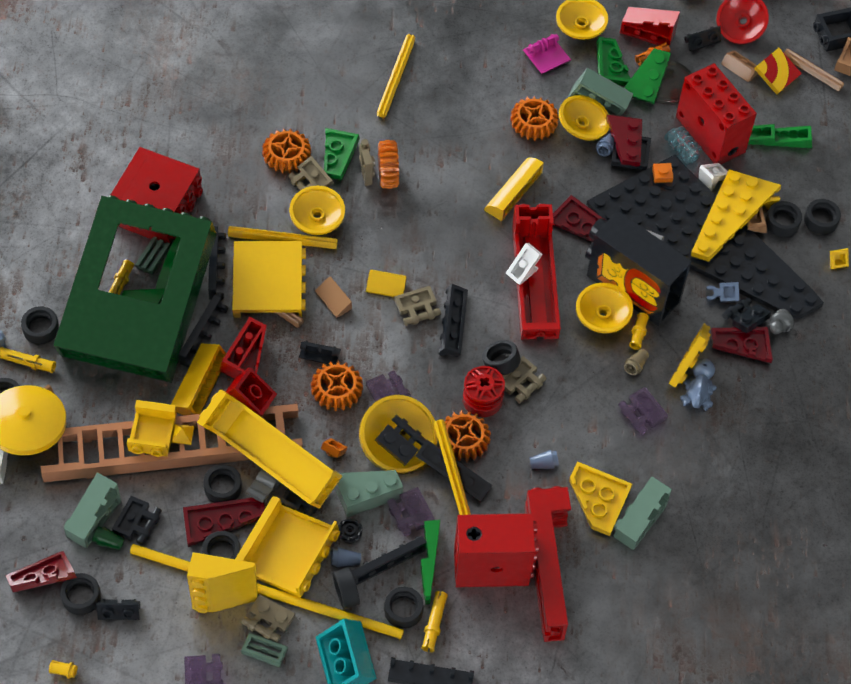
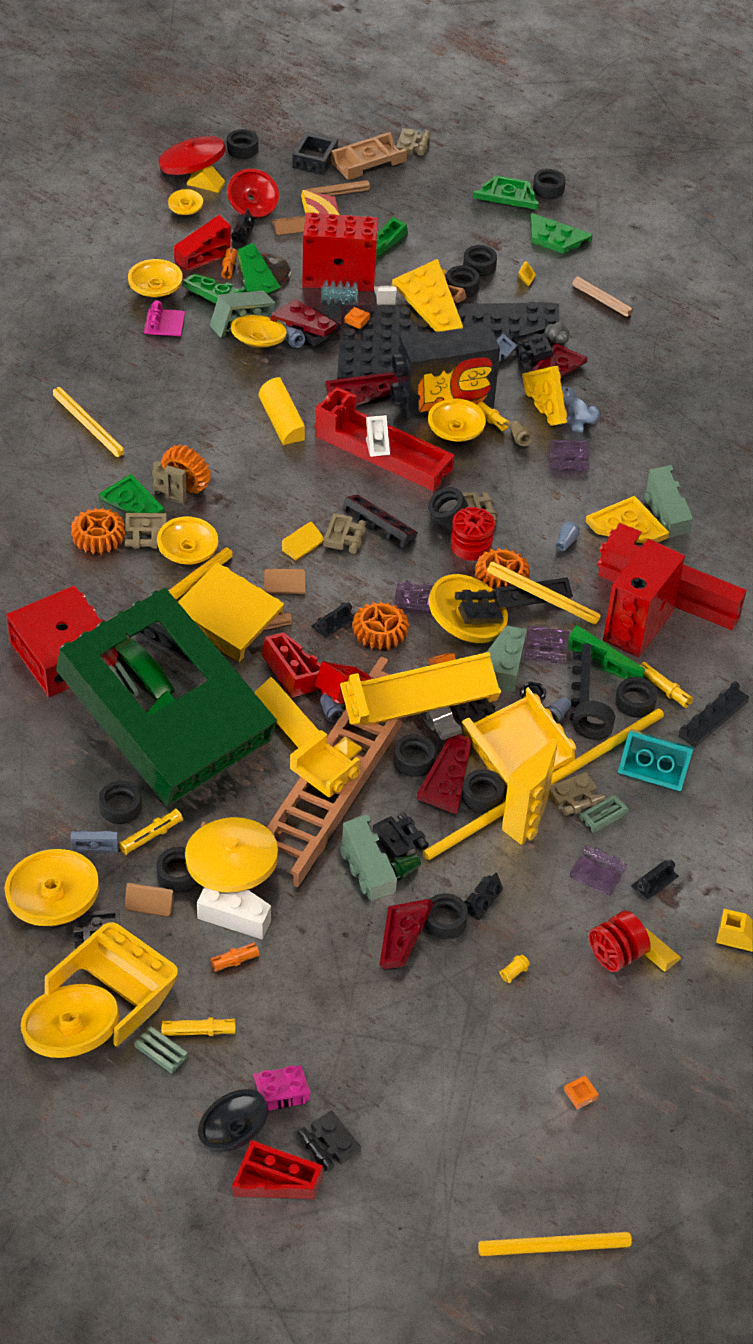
camera: 55 degrees left, 10 degrees down
(534, 122) = (224, 362): orange gear -> none

